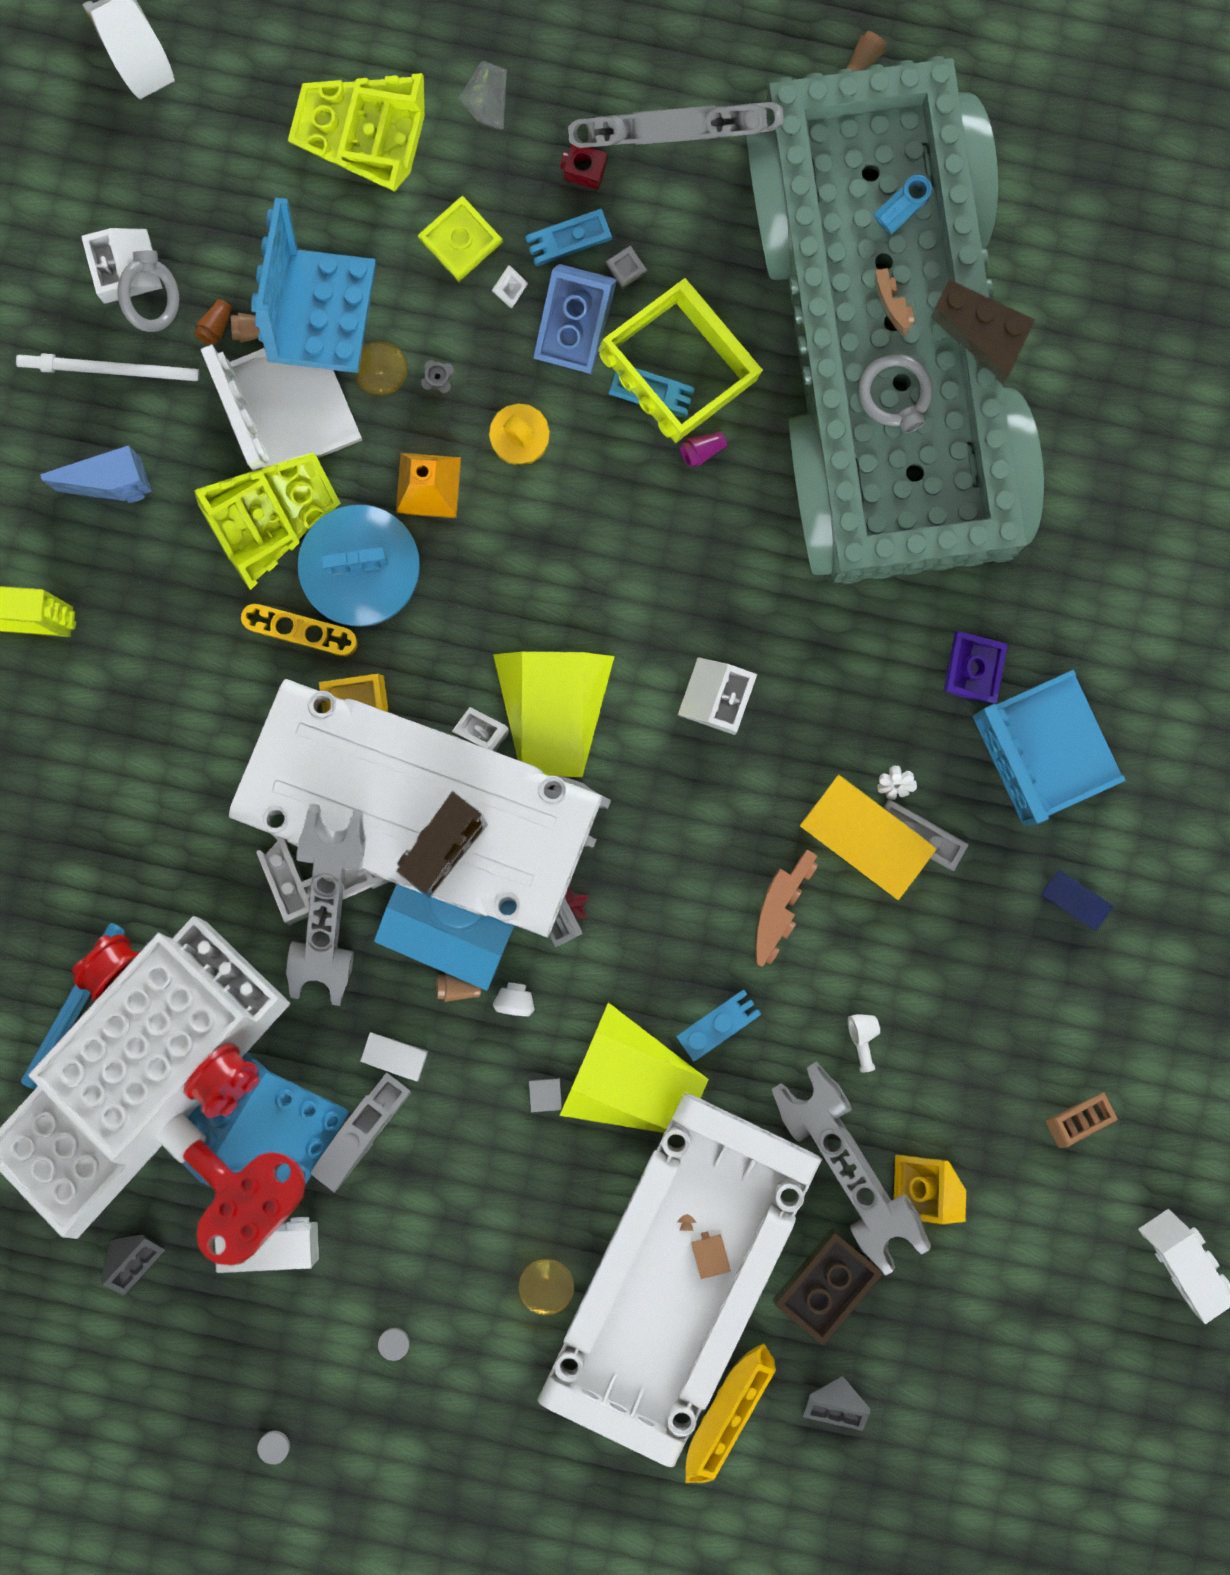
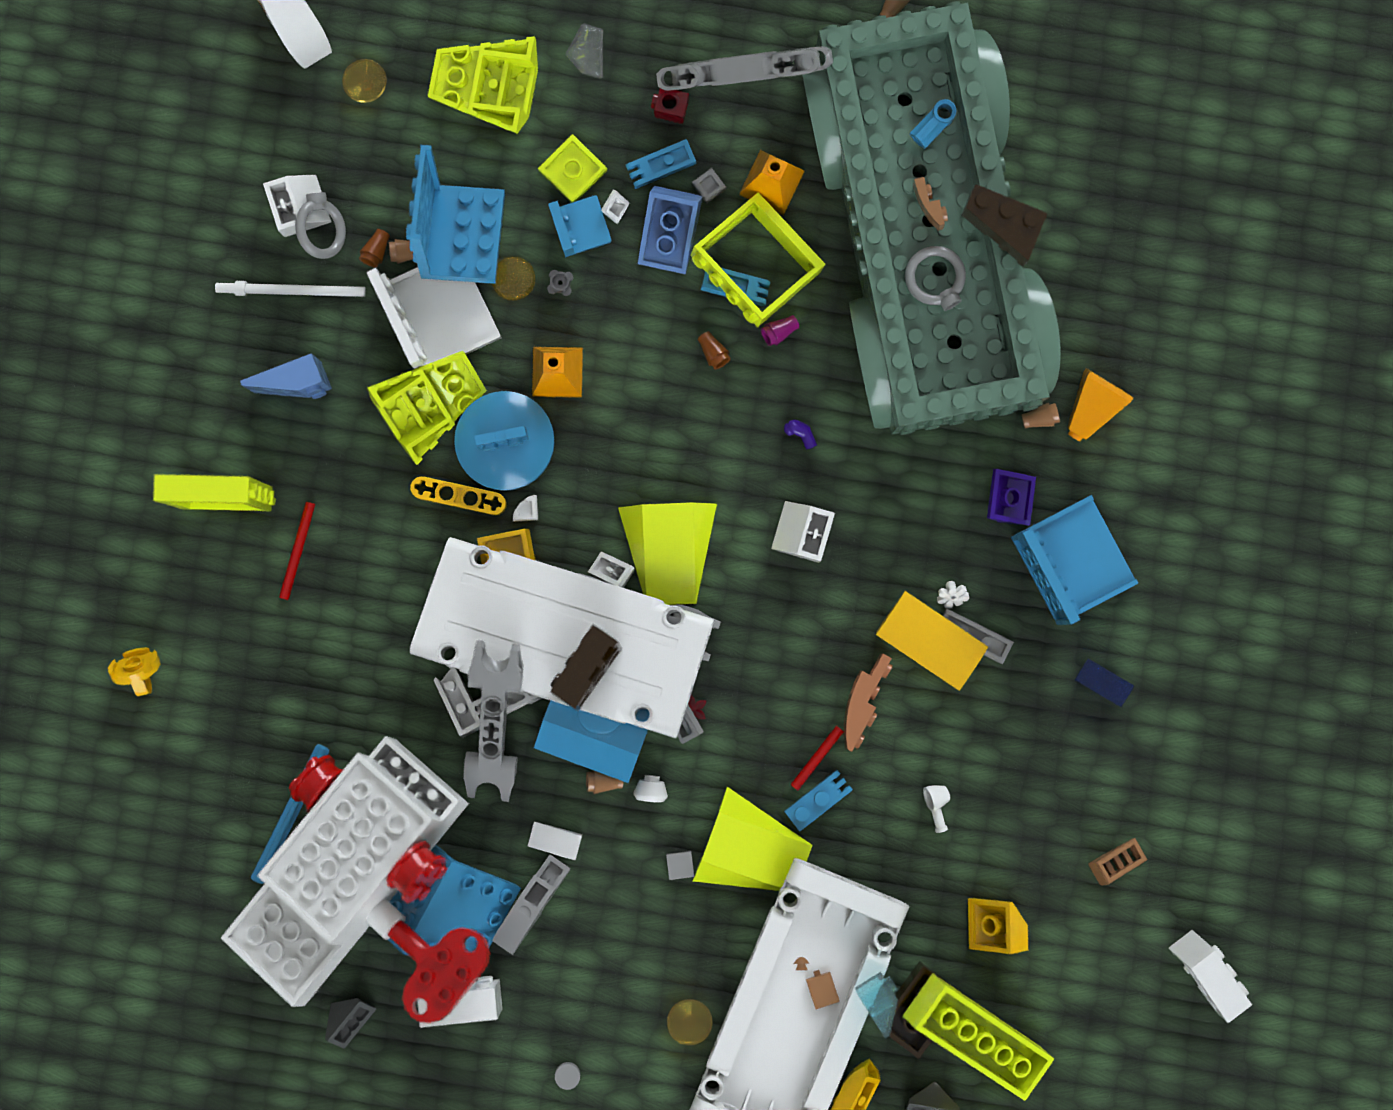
camera: 10 degrees left, 0 degrees up
(99, 686) = (297, 550): none -> red bar
(212, 117) = (364, 80): none -> clear yellow piece
(381, 651) = (527, 510): none -> white tile
(465, 307) = (580, 225): none -> dark azure bracket
(519, 434) = (629, 326): yellow tile -> none
(621, 469) = (713, 350): none -> dark orange cone
(705, 265) = (773, 180): none -> light orange slope
(720, 973) = (817, 758): none -> red bar
(724, 572) = (801, 430): none -> dark purple arm
(779, 1271) = (880, 1000): none -> clear light blue slope
(881, 1217) = (959, 951): light grey piece -> none
(897, 1323) = (978, 1037): none -> neon yellow brick
(1019, 570) = (1044, 416): none -> medium nougat cone
(1084, 560) = (1095, 405): none -> light orange slope

